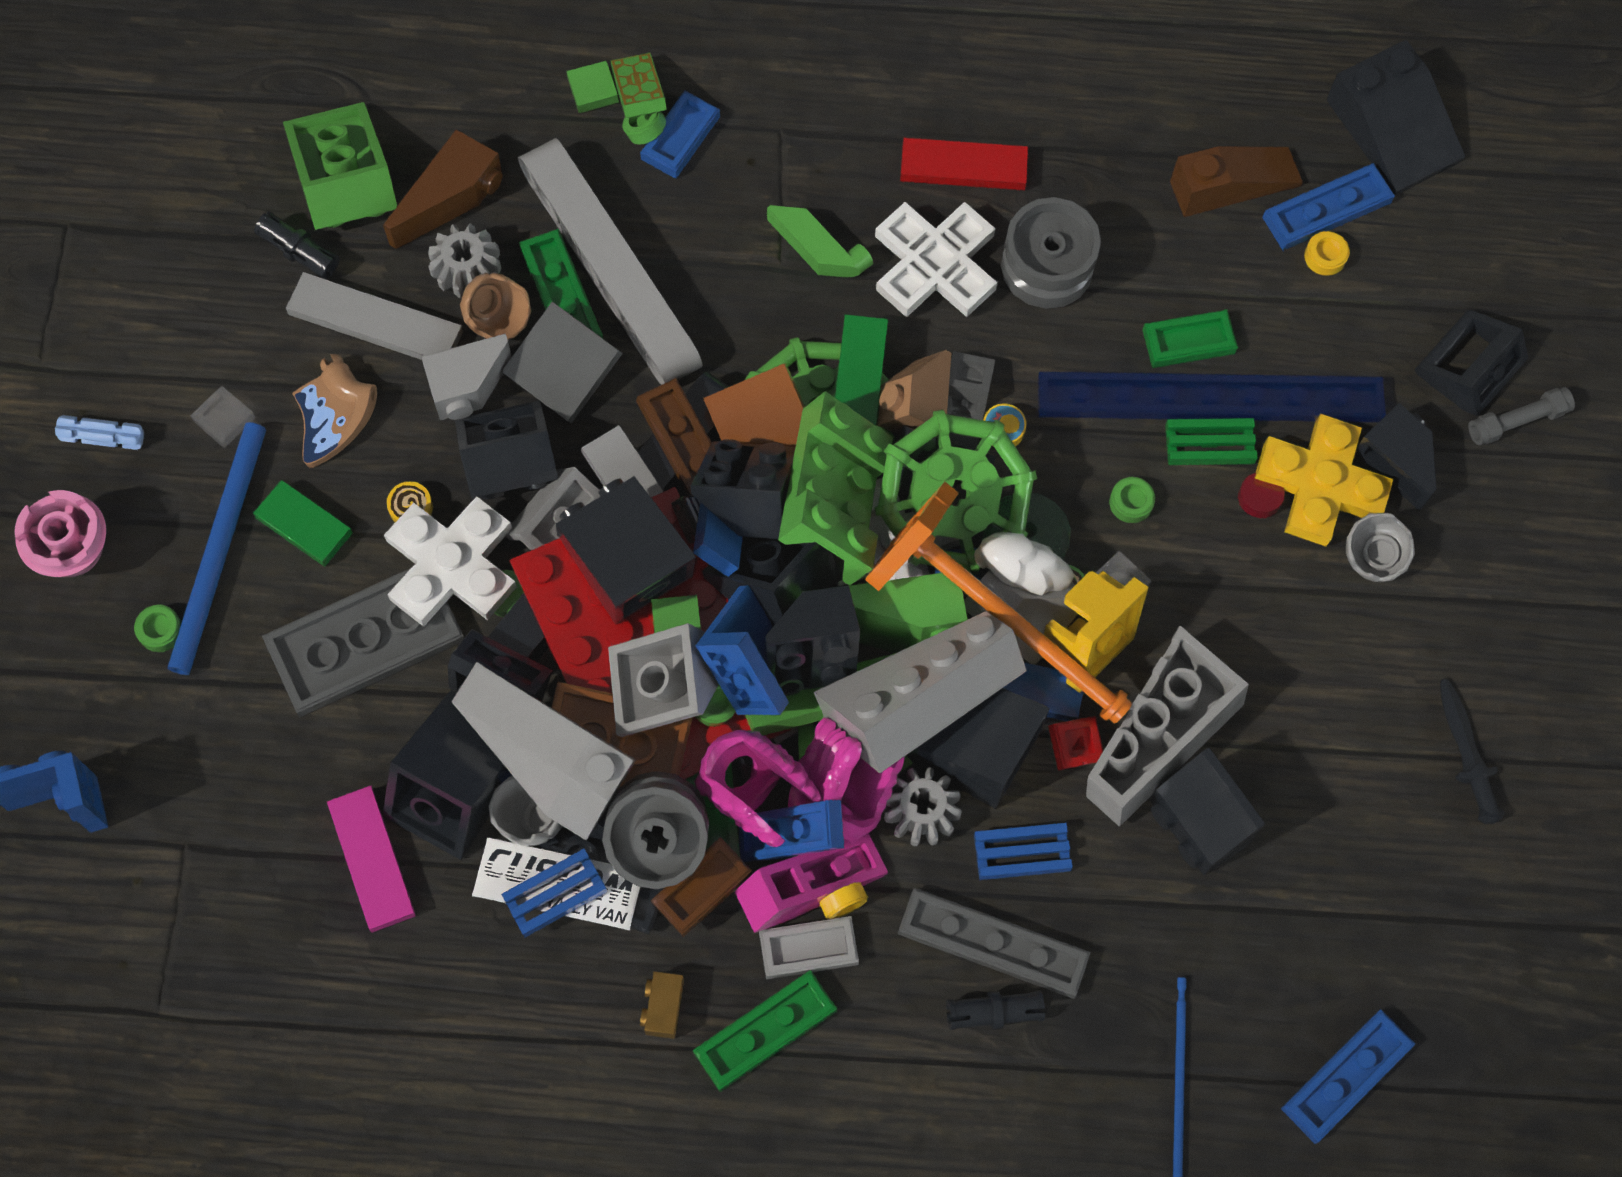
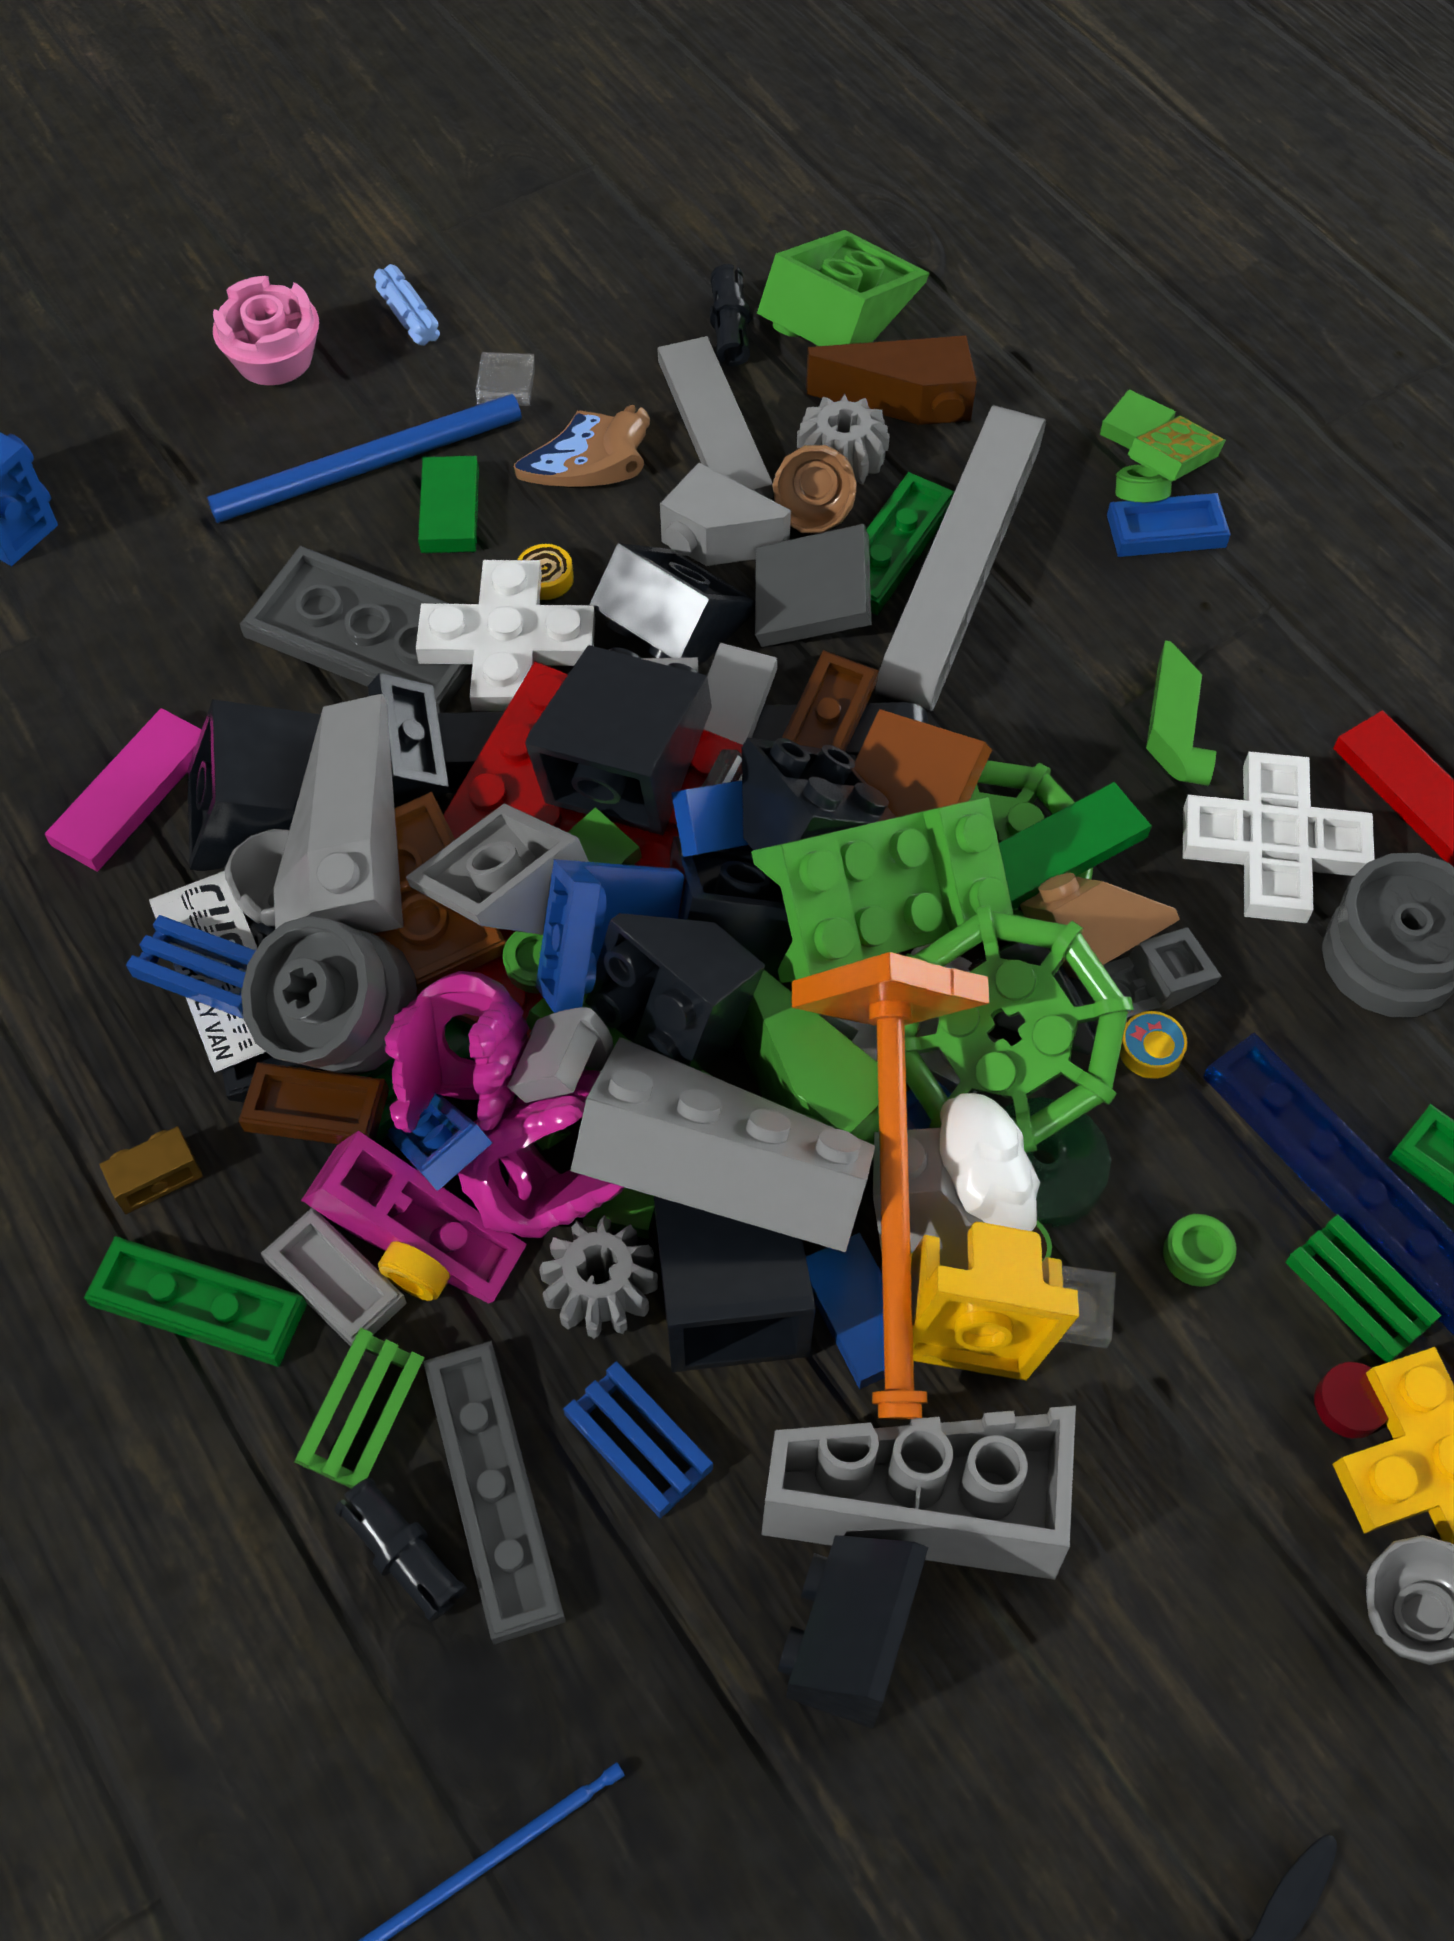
camera: 55 degrees right, 10 degrees down
(157, 628) = (243, 465): bright green tile -> none
(807, 731) = (559, 1052): none -> light grey tile
(915, 973) = (386, 1353): none -> bright green tile
(1076, 742) = (826, 1396): red tile -> none

